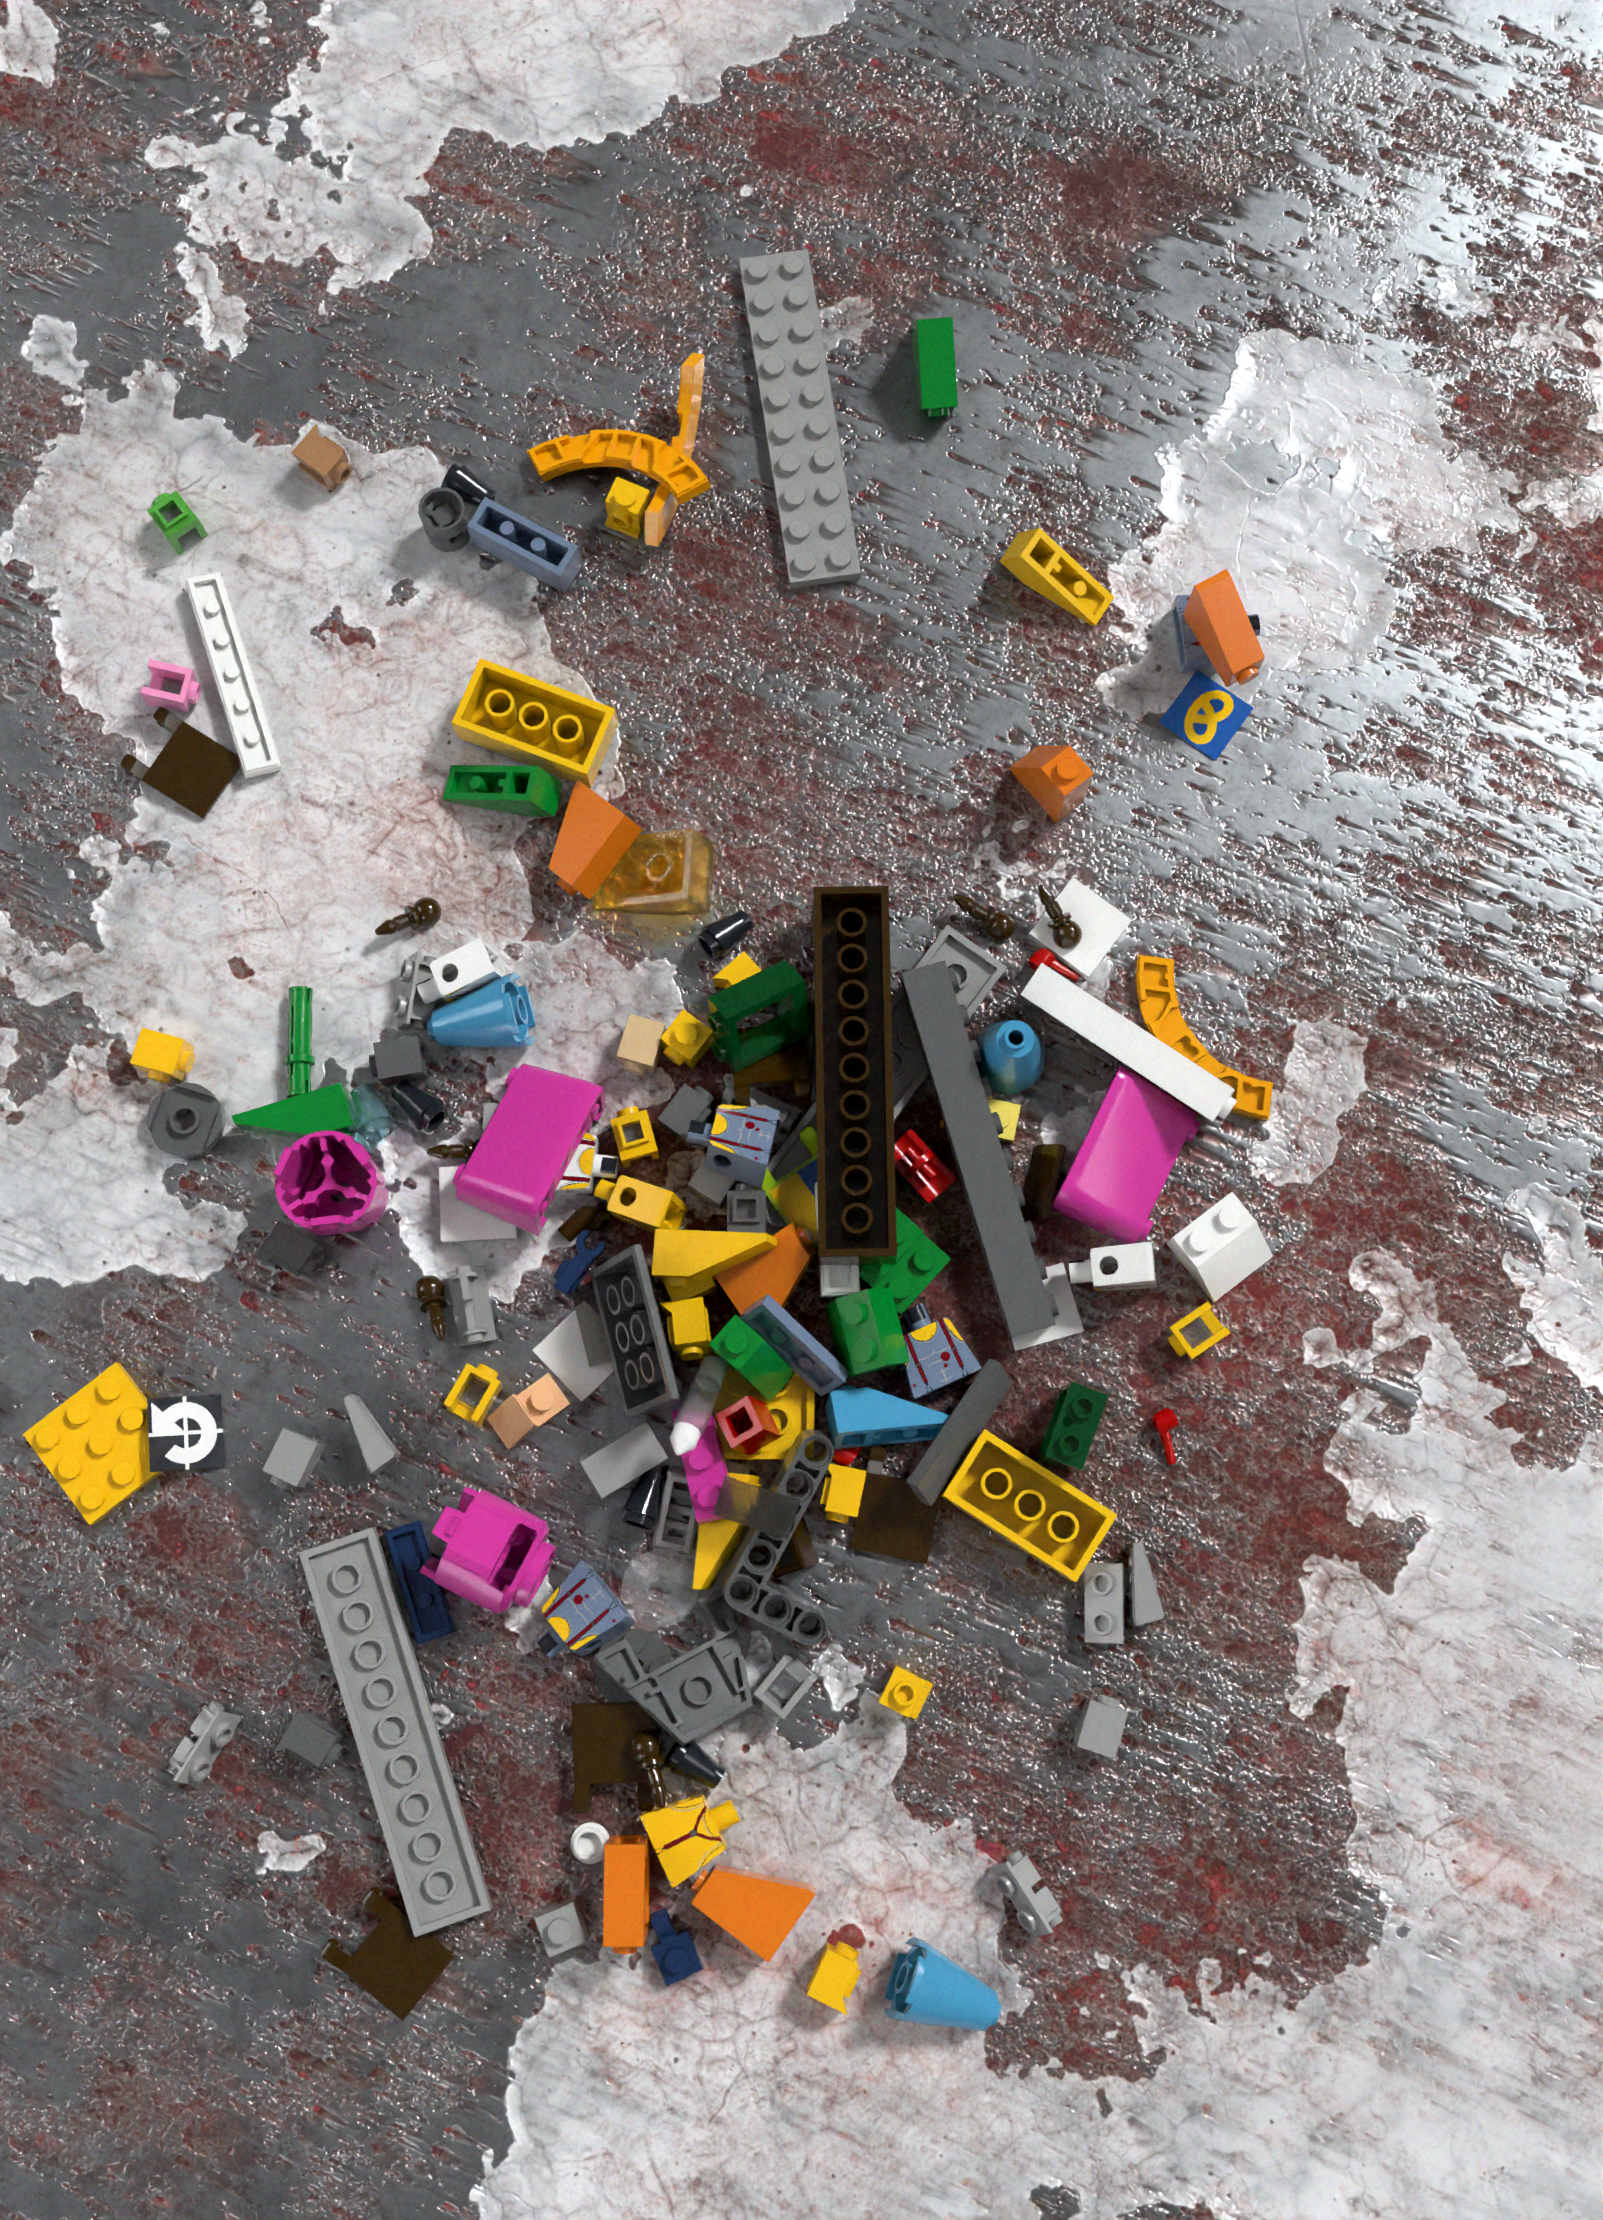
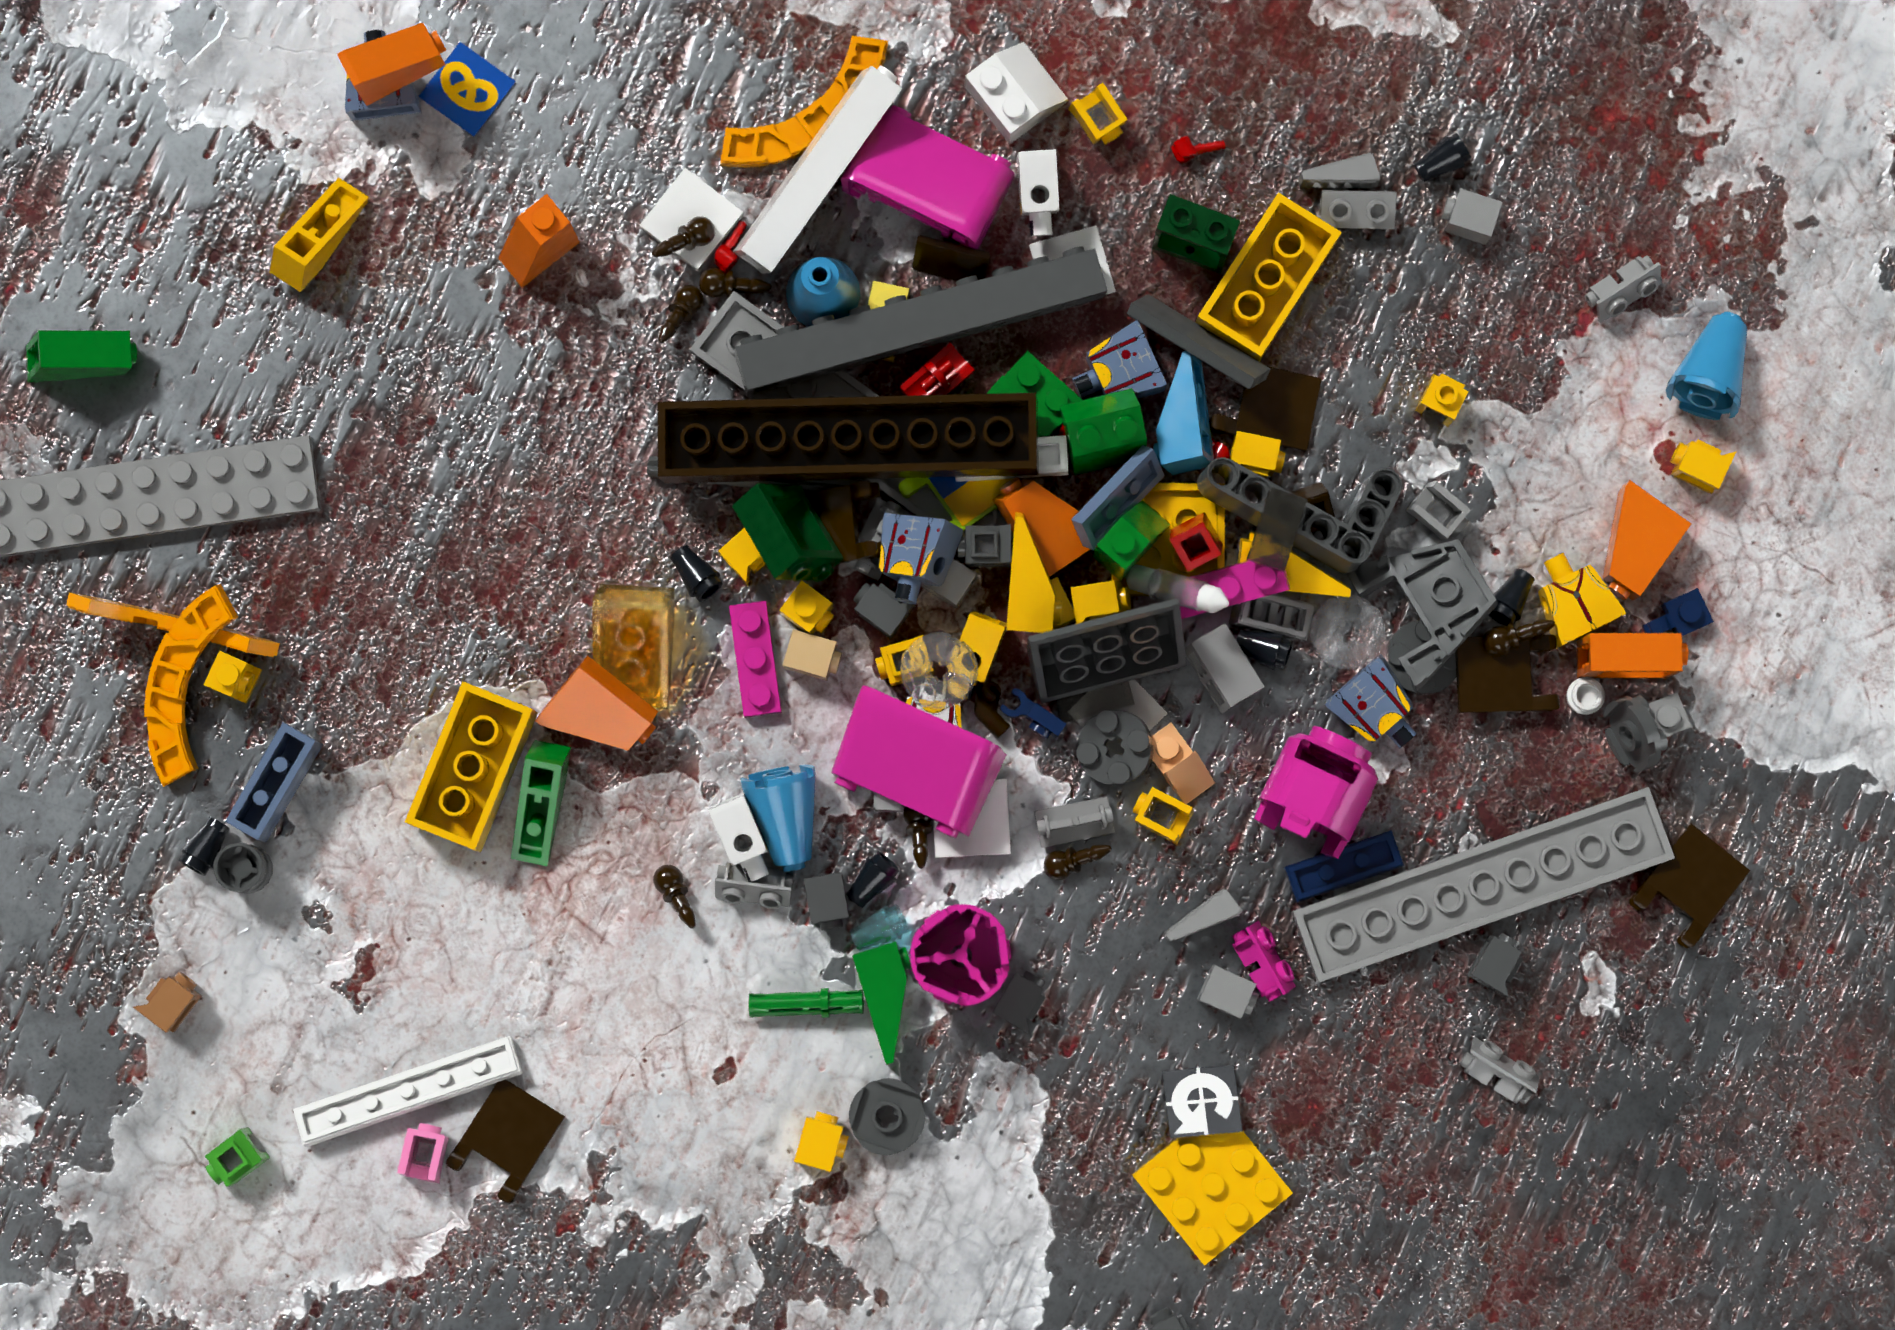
camera: 90 degrees left, 5 degrees up
(309, 1507) = (1273, 971): none -> dark pink hinge
(542, 1325) = (1135, 740): none -> dark grey plate
(544, 1893) = (1634, 733): none -> dark grey plate
(603, 1149) = (949, 652): none -> clear plate
(640, 992) = (755, 659): none -> dark pink plate
(1015, 951) = (715, 283): none -> dark brown bar
(1162, 1696) = (1443, 158): none -> black cone

